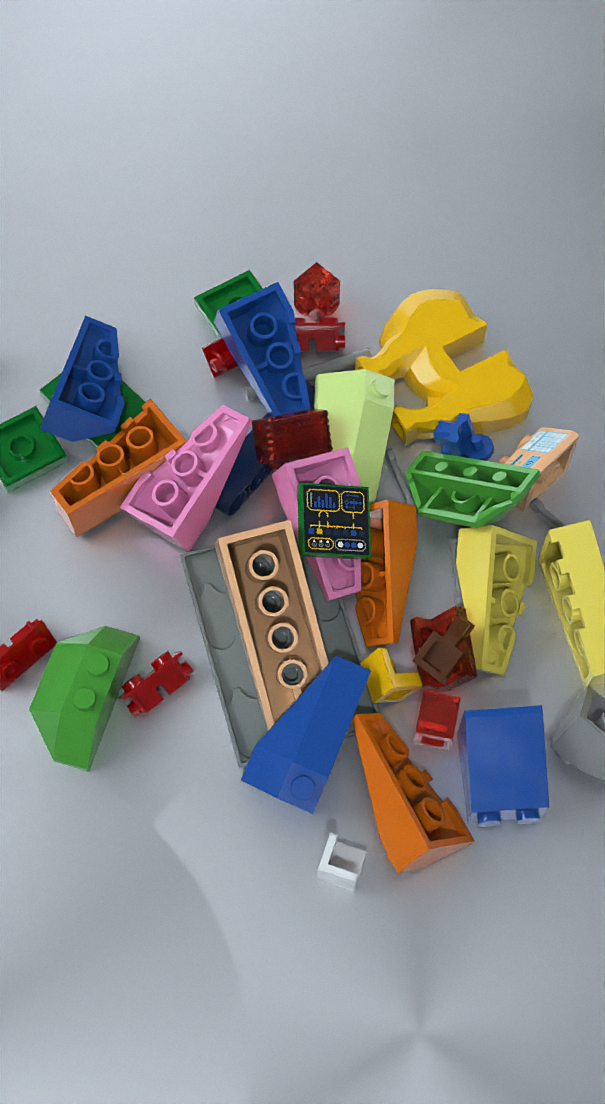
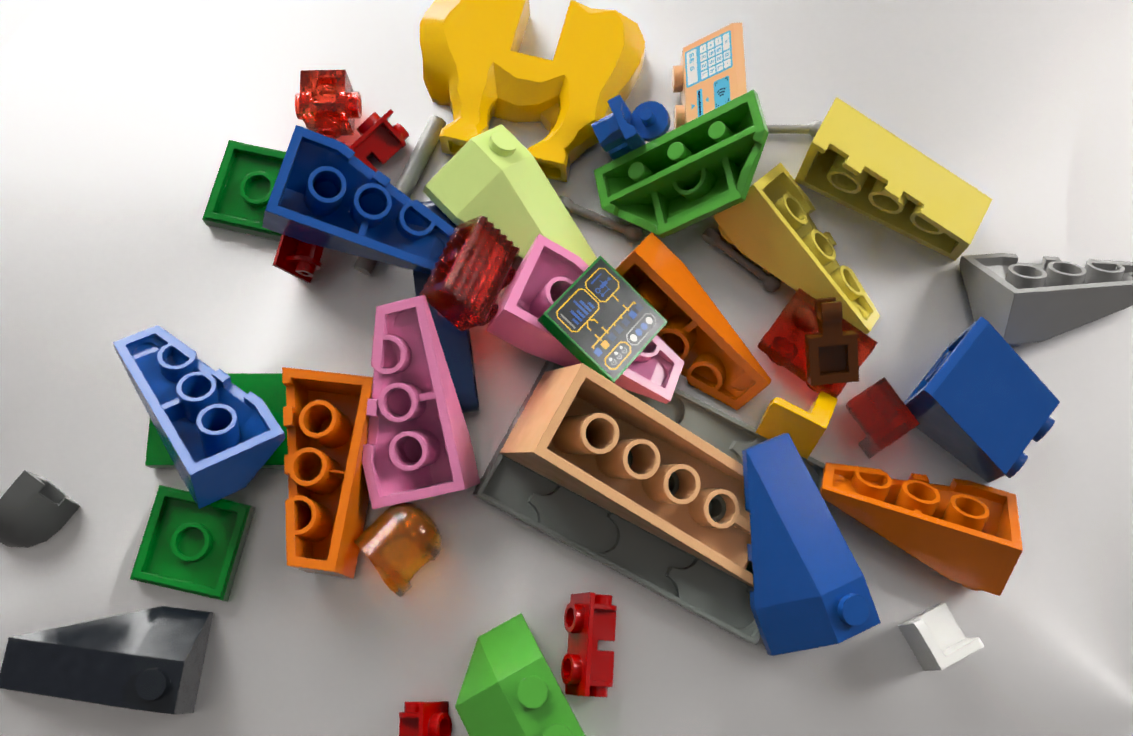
camera: 45 degrees left, 10 degrees up
(116, 537) = (400, 544): none -> clear orange helmet

